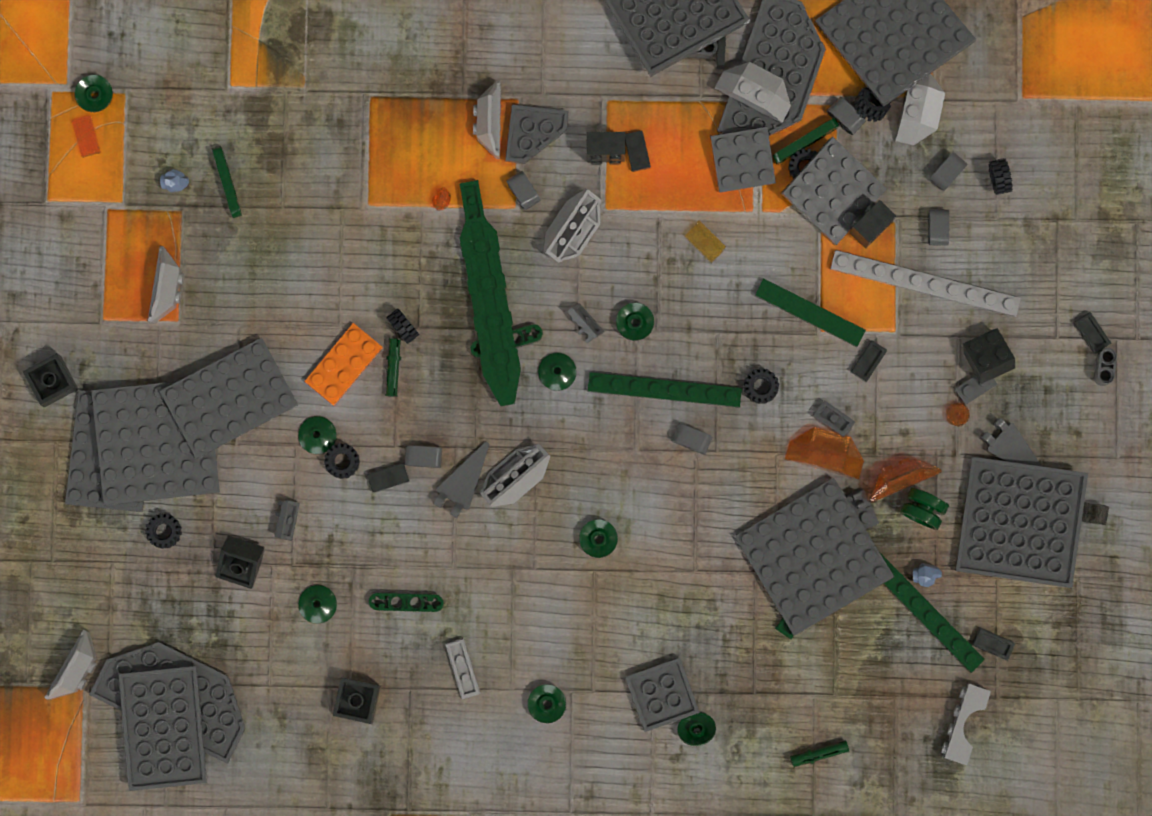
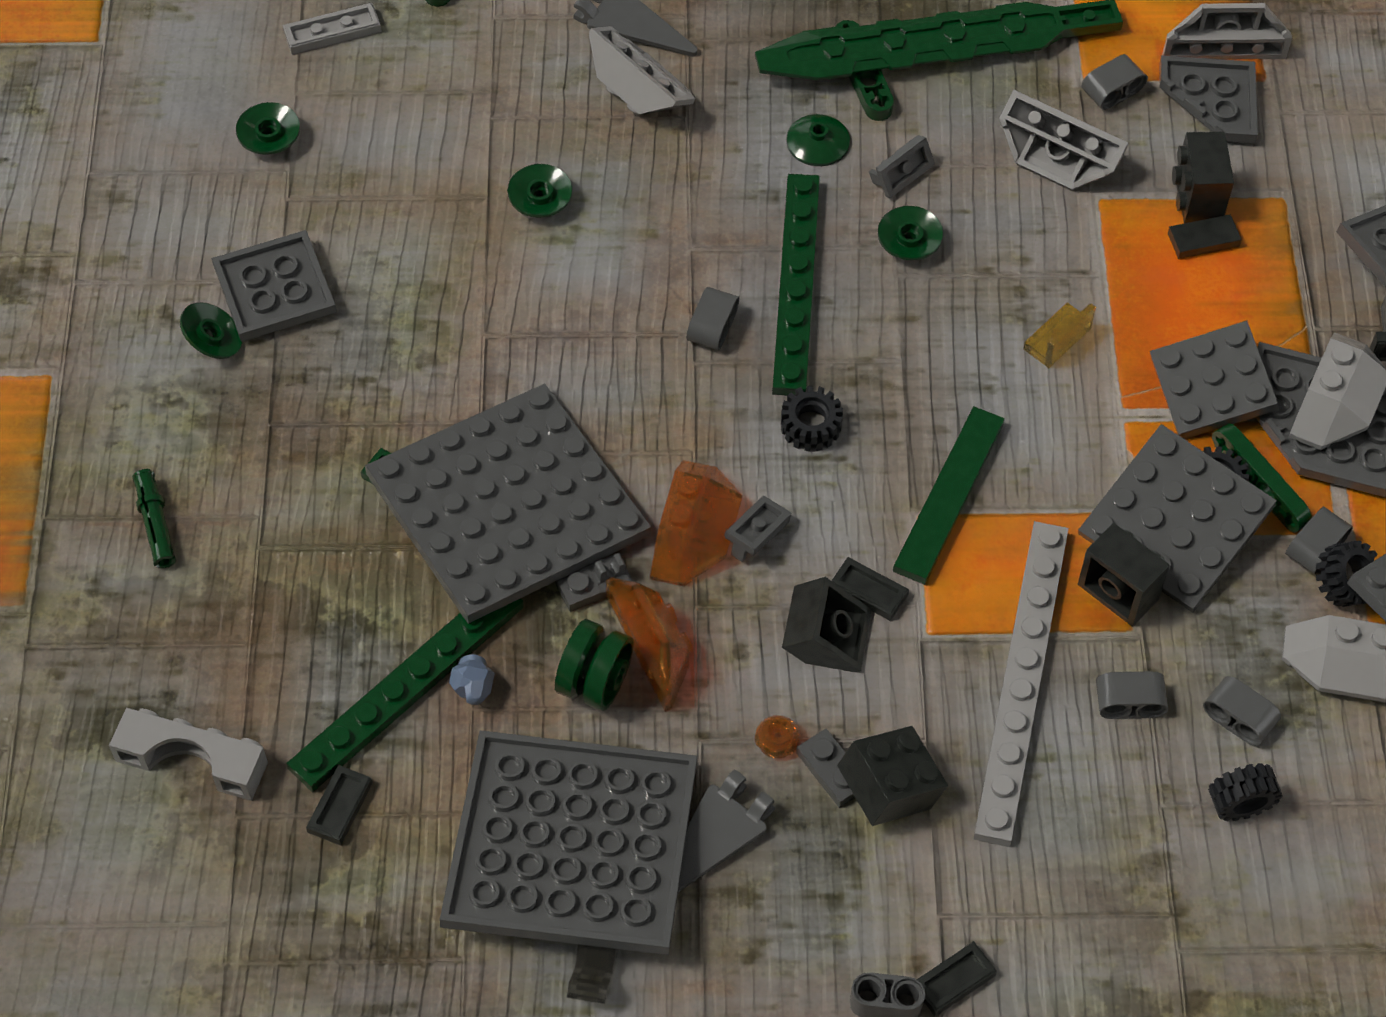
camera: 85 degrees right, 25 degrees down
(896, 385) = (827, 626): none -> pearl dark grey slope

